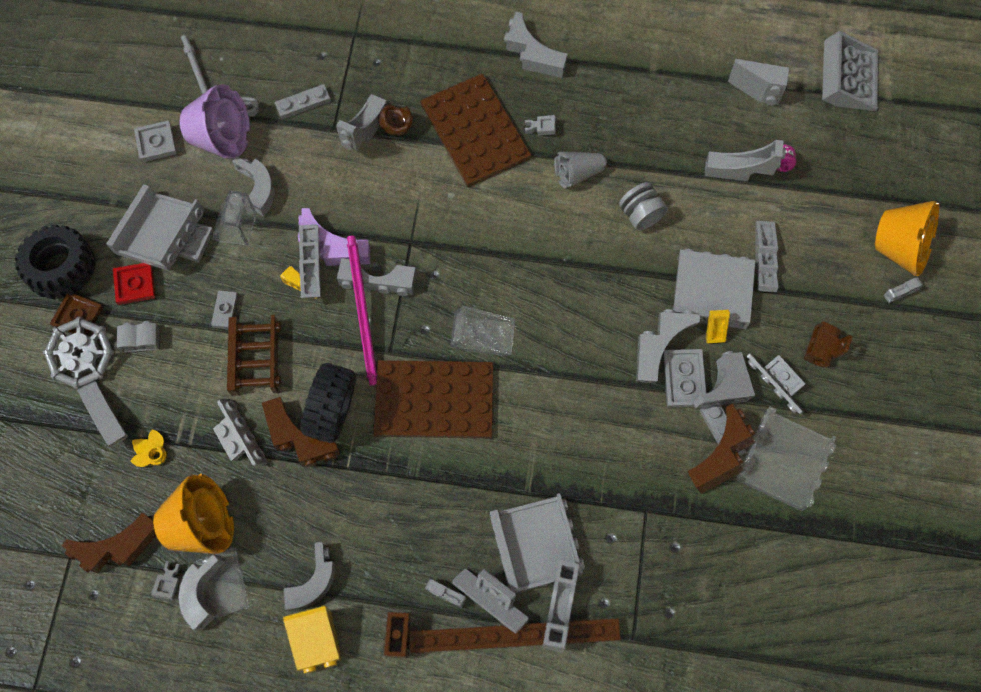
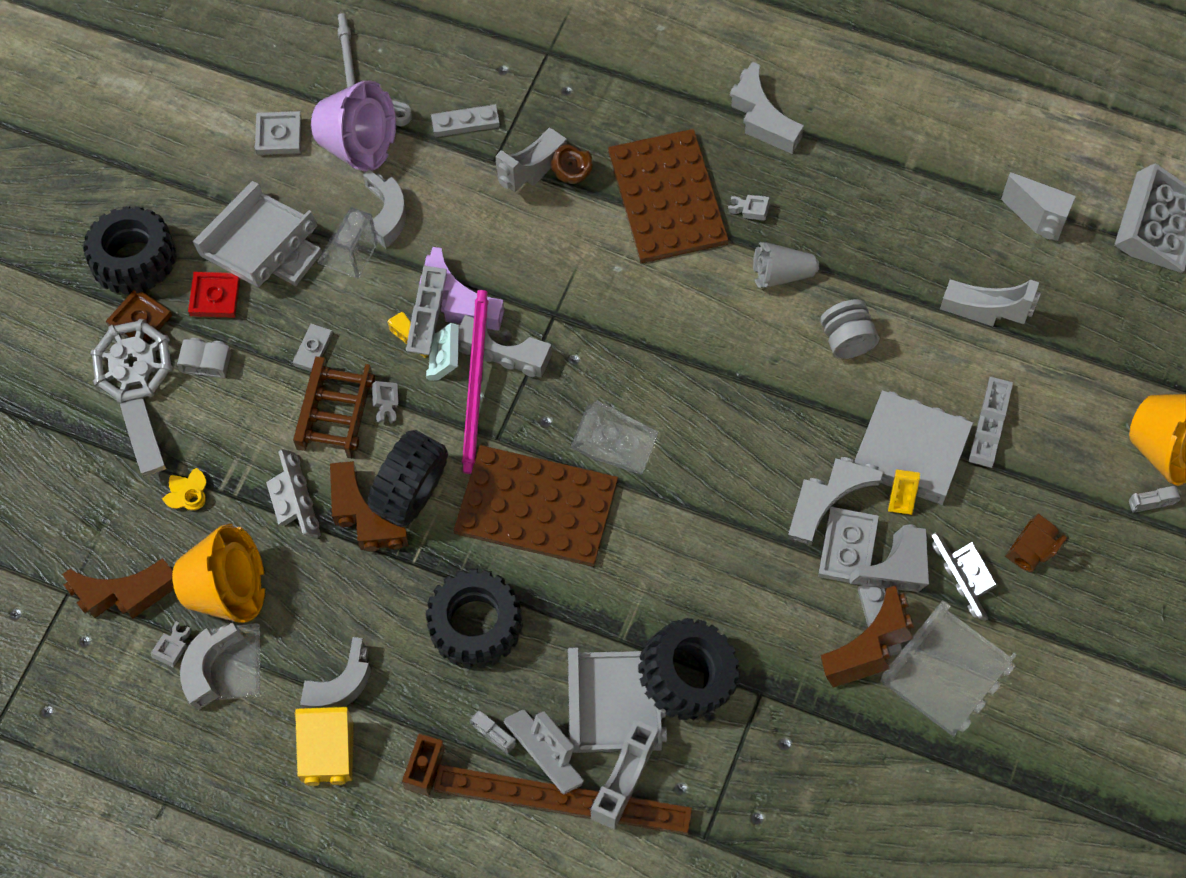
camera: 15 degrees right, 5 degrees down
(293, 338) = (385, 397): none -> light grey plate
(331, 292) = (443, 353): none -> light aqua plate
(393, 482) = (466, 589): none -> black tyre
(608, 495) = (711, 652): none -> black tyre
(789, 161) = (1047, 307): dark pink head -> none

